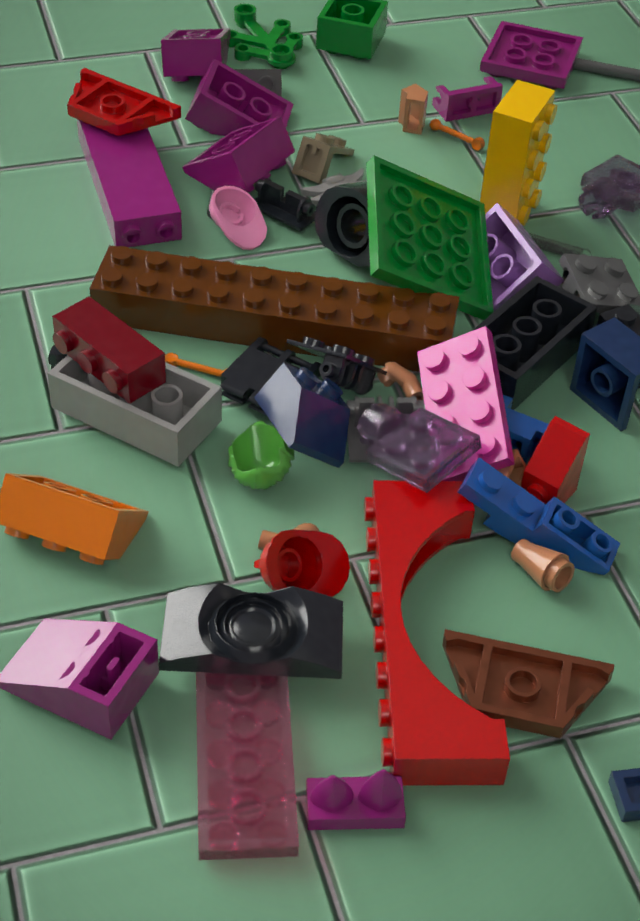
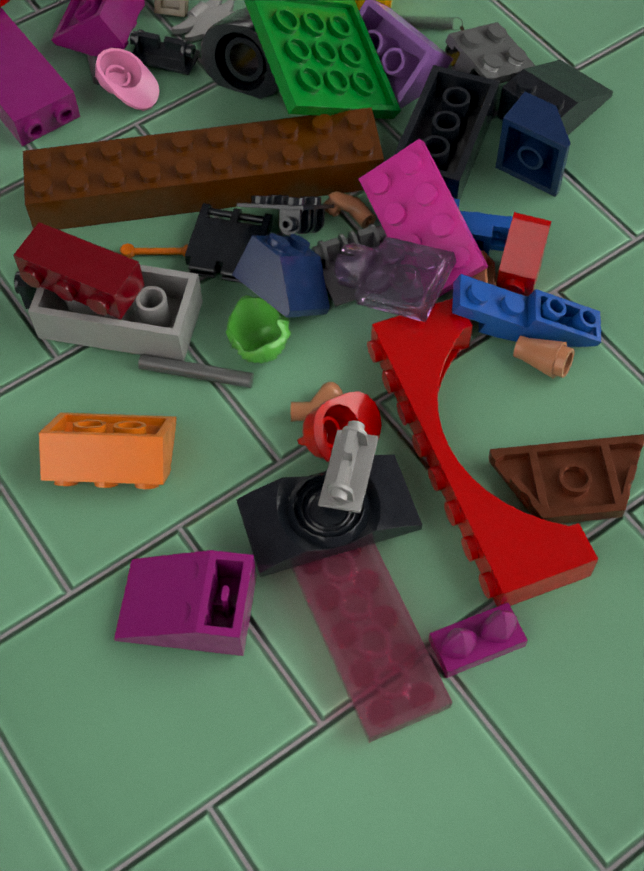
camera: 15 degrees left, 15 degrees up
(187, 478) = (196, 370): none -> dark grey bar
(286, 591) = (349, 468): none -> light grey hinge

